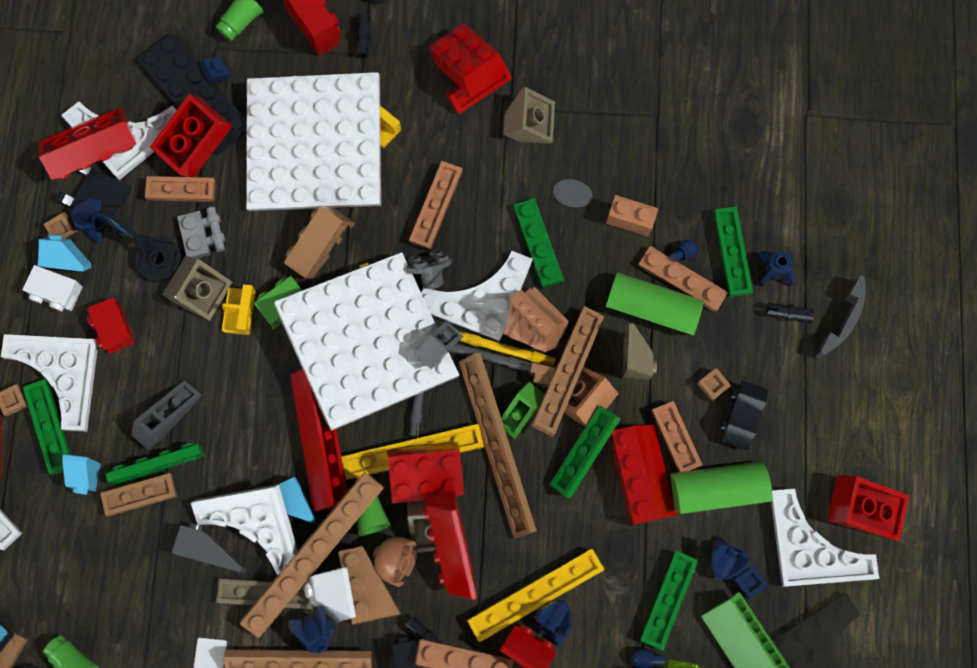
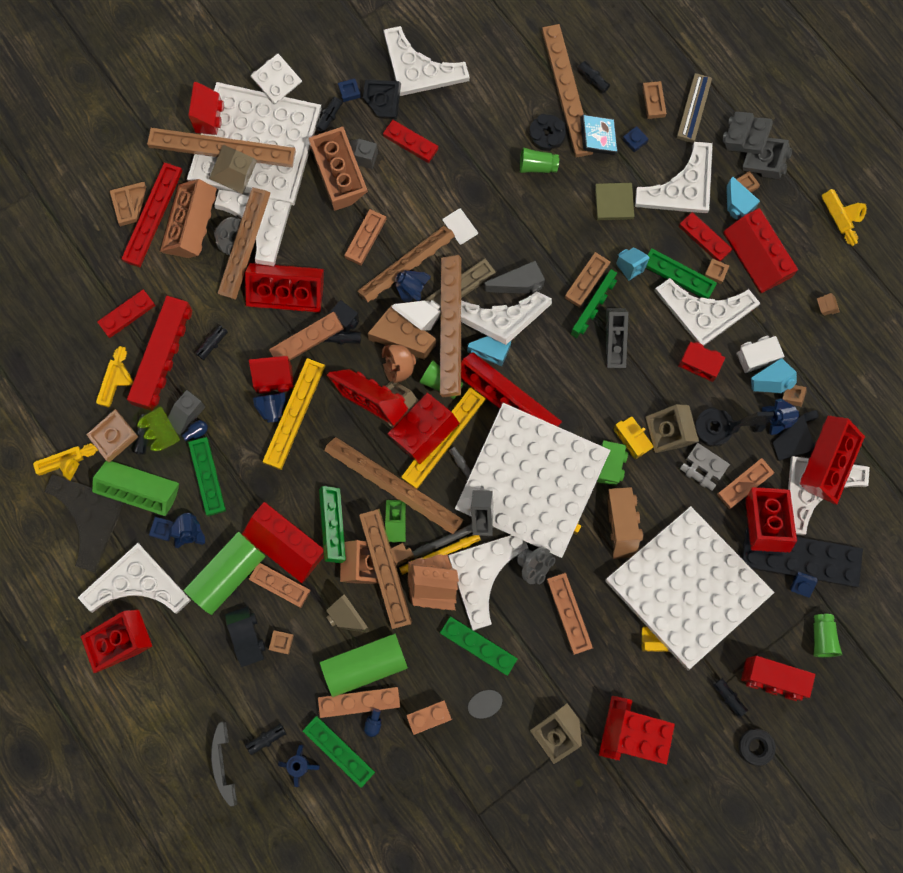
camera: 140 degrees right, 0 degrees up
(36, 556) = (614, 201): none -> olive tile

